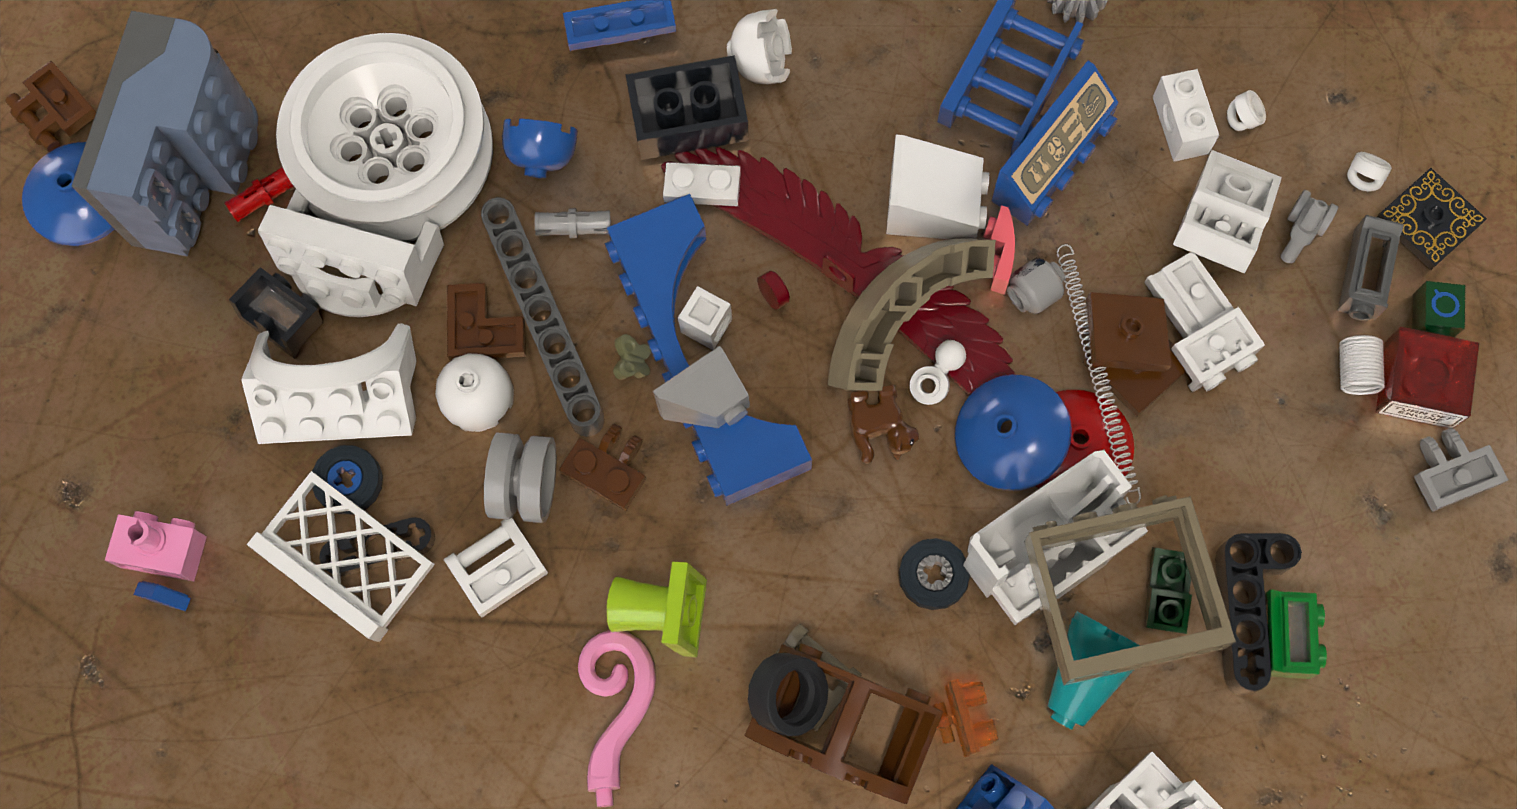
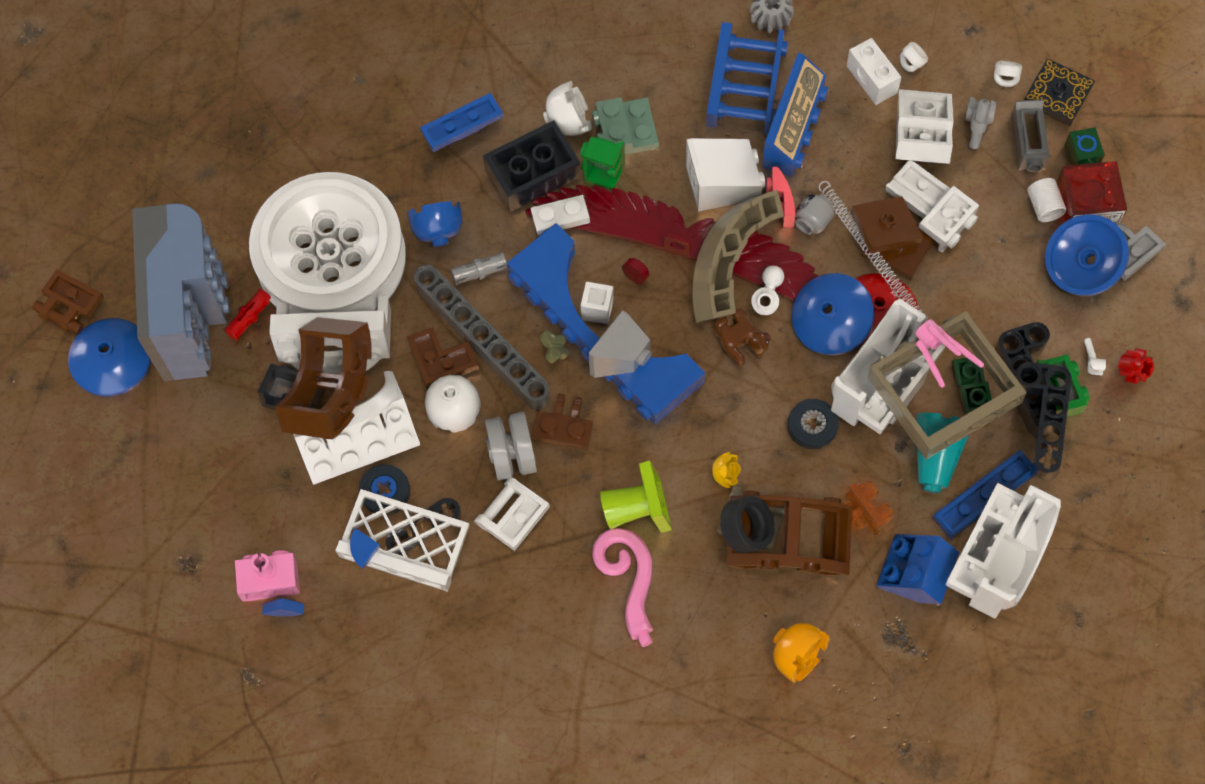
camera: 20 degrees left, 5 degrees down
(278, 554) = (362, 548): none -> blue tile
(325, 330) = (348, 385): none -> reddish brown window
(780, 130) = (602, 162): none -> green window
(794, 601) = (726, 470): none -> yellow plate
(829, 91) = (626, 122): none -> sand green plate
(1120, 753) = (971, 503): none -> blue tile
(1131, 520) = (933, 336): none -> bright pink plant
(1252, 684) = (1048, 422): none -> black beam
(1349, 618) = (1094, 366): none -> white hand
(1386, 436) = (1077, 242): none -> blue dish
(1407, 639) = (1136, 365): none -> red gear

